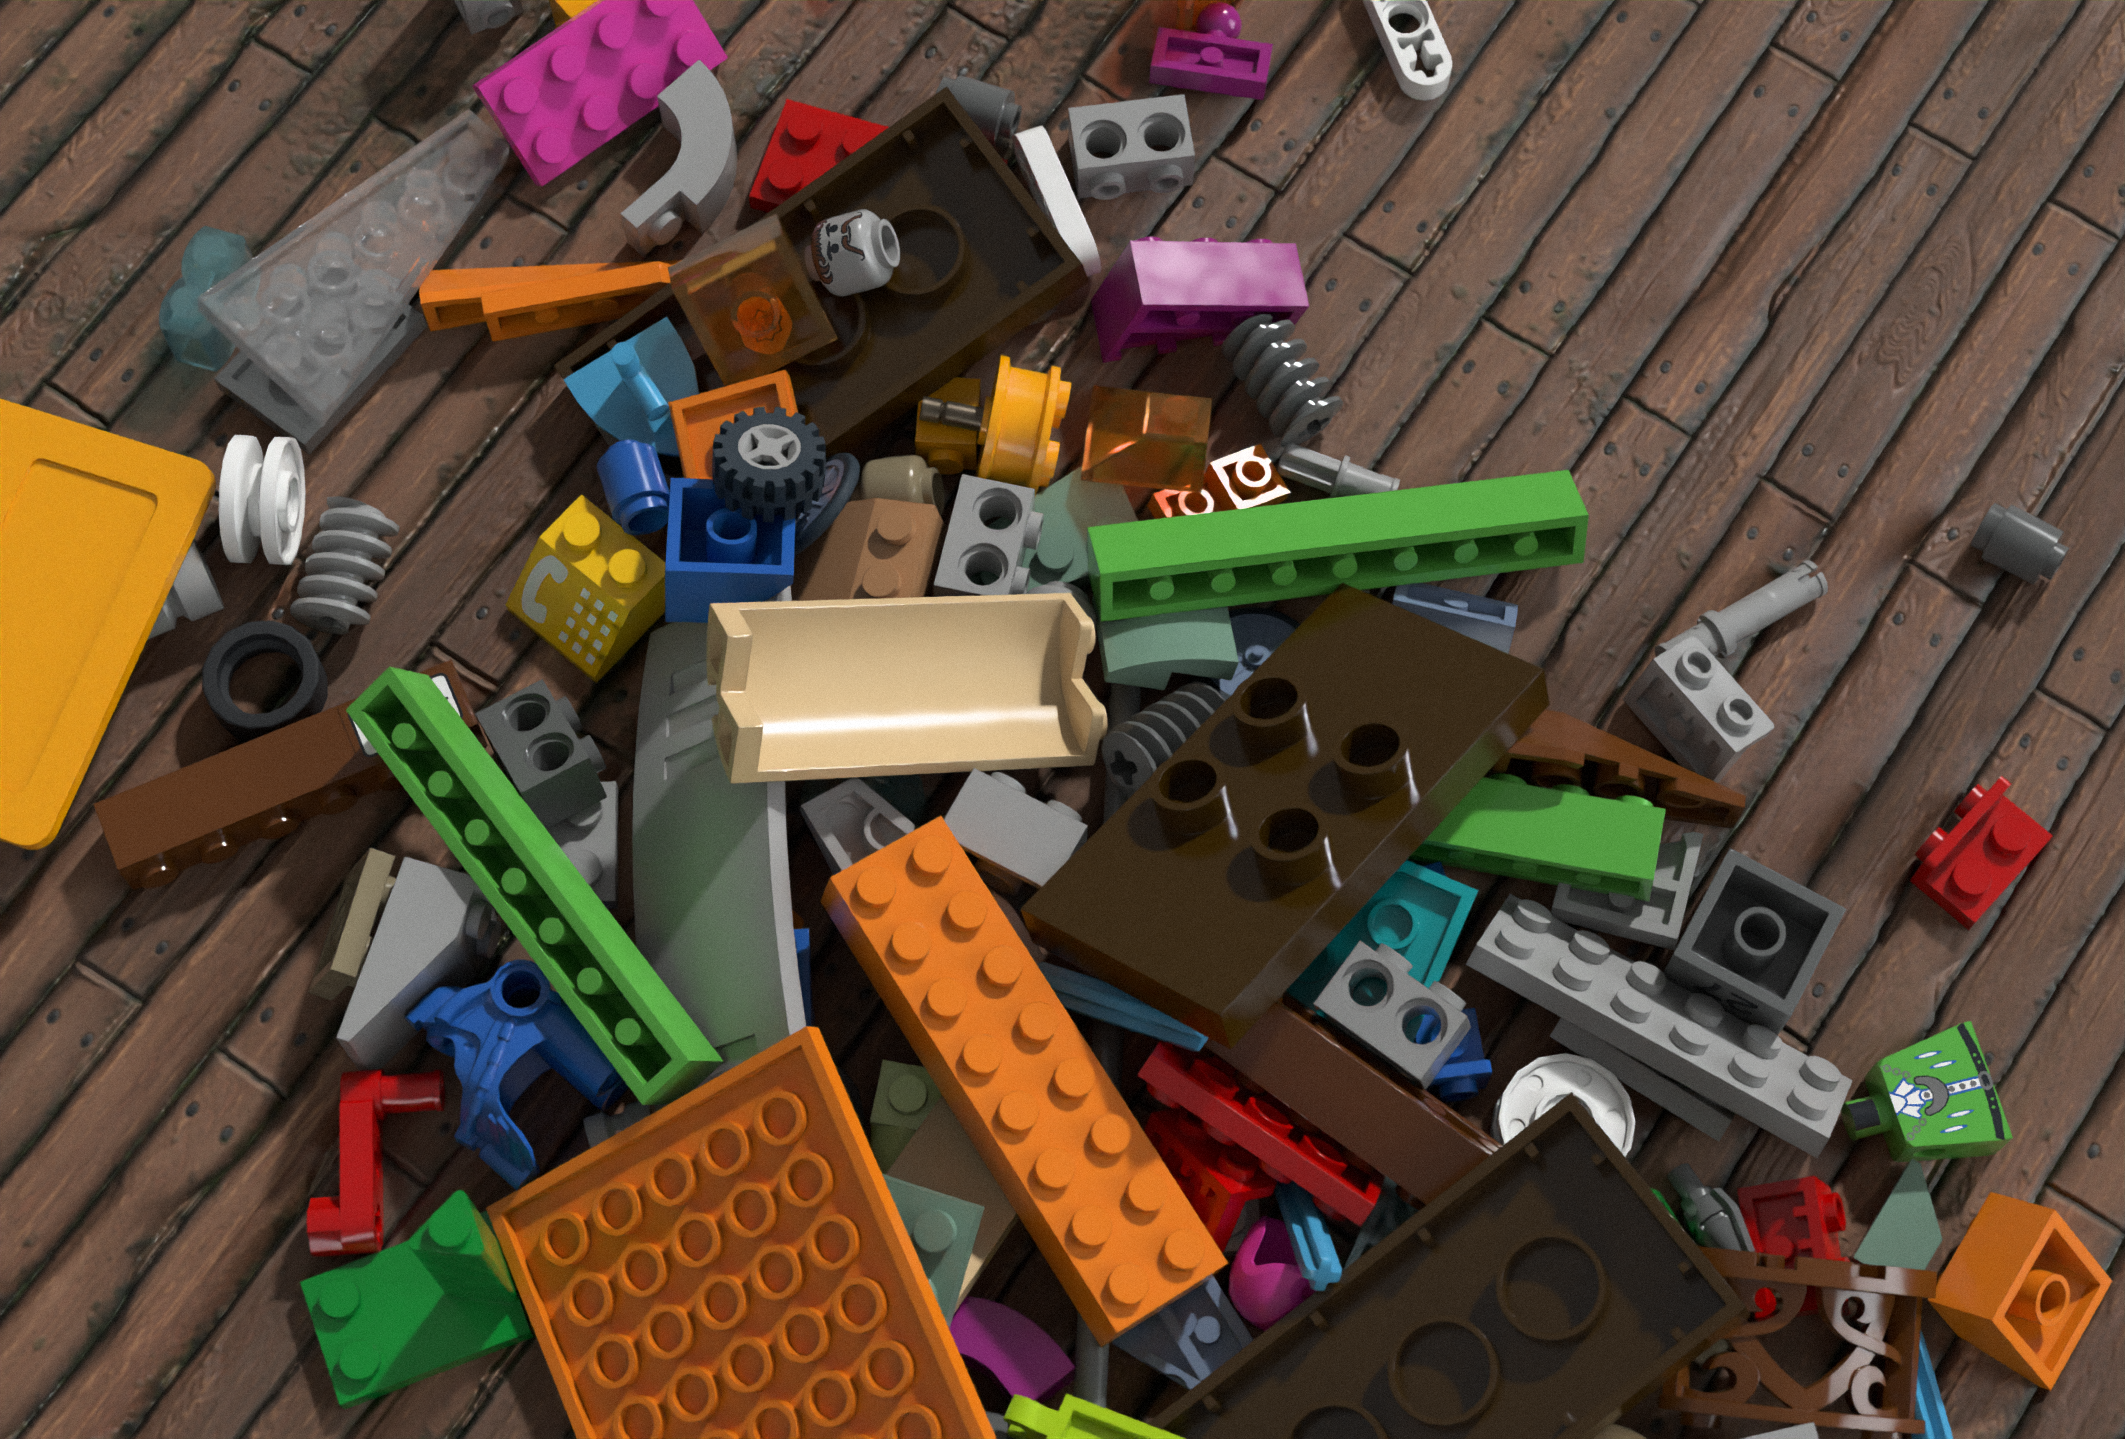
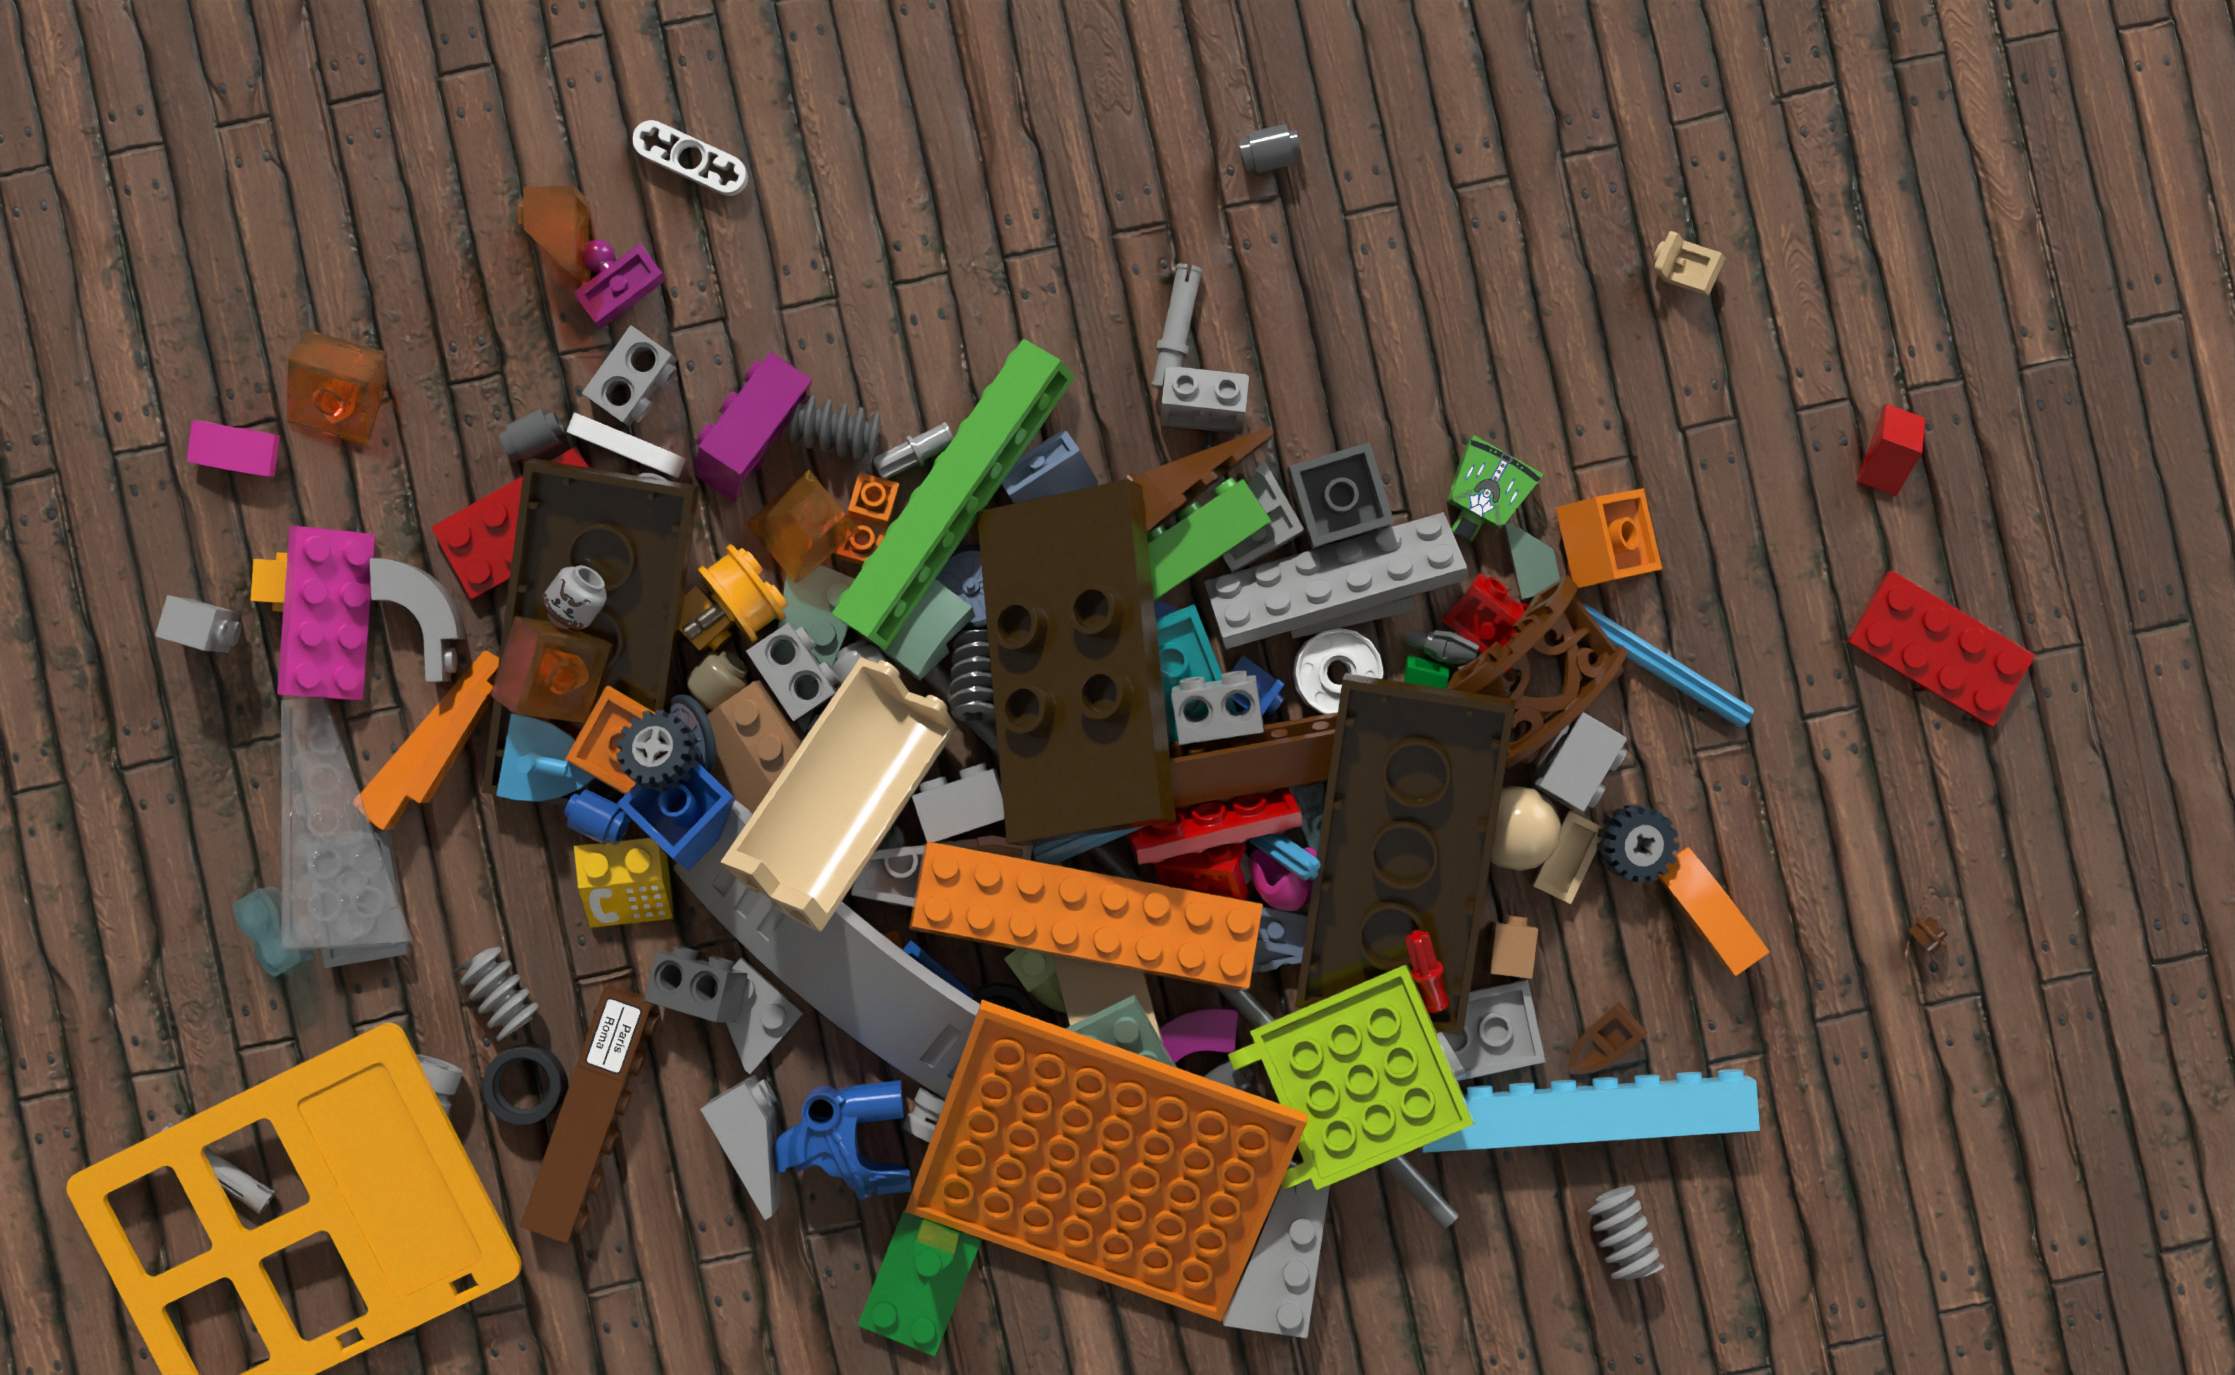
camera: 45 degrees left, 20 degrees up
(262, 500) = (424, 1006): white wheel -> none
(356, 913) = (695, 1143): dark tan plate -> none
(356, 1217) = (849, 1273): red beam -> none
(534, 887) = (770, 1059): bright green brick -> none
(1980, 855) = (1398, 335): red bracket -> none

